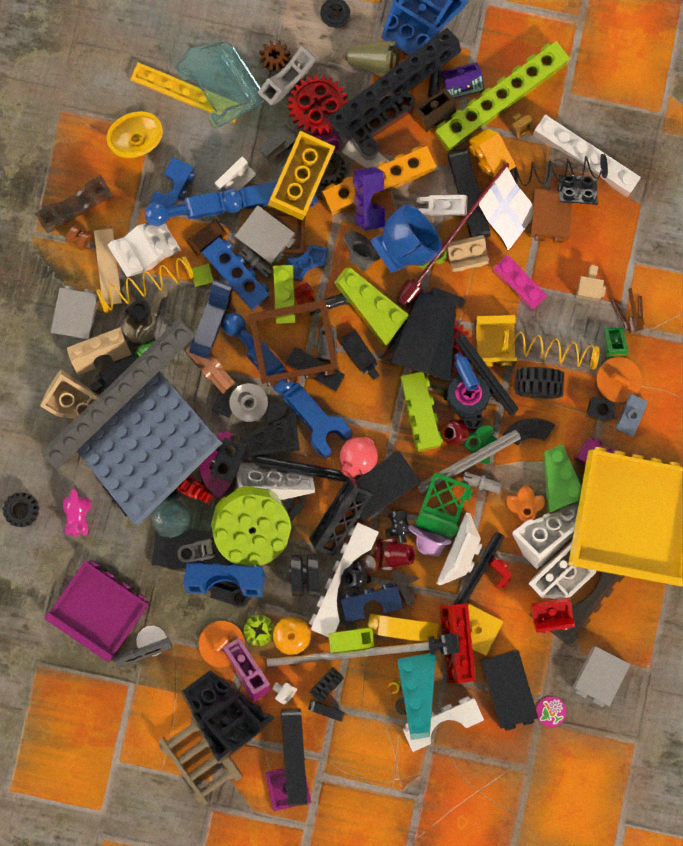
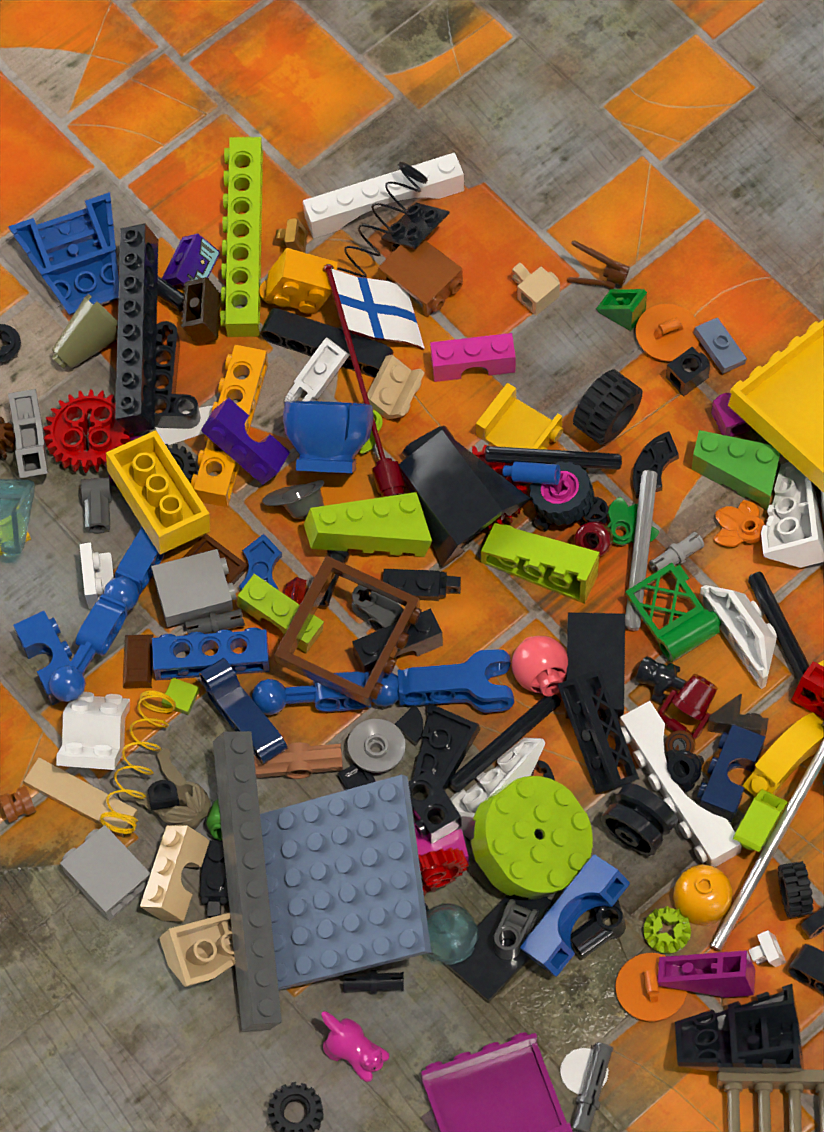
camera: 50 degrees left, 20 degrees down
(428, 542) = (708, 657): lavender piece -> none
(501, 568) = (800, 600): red bracket -> none
(594, 358) = (538, 416): yellow piece -> none

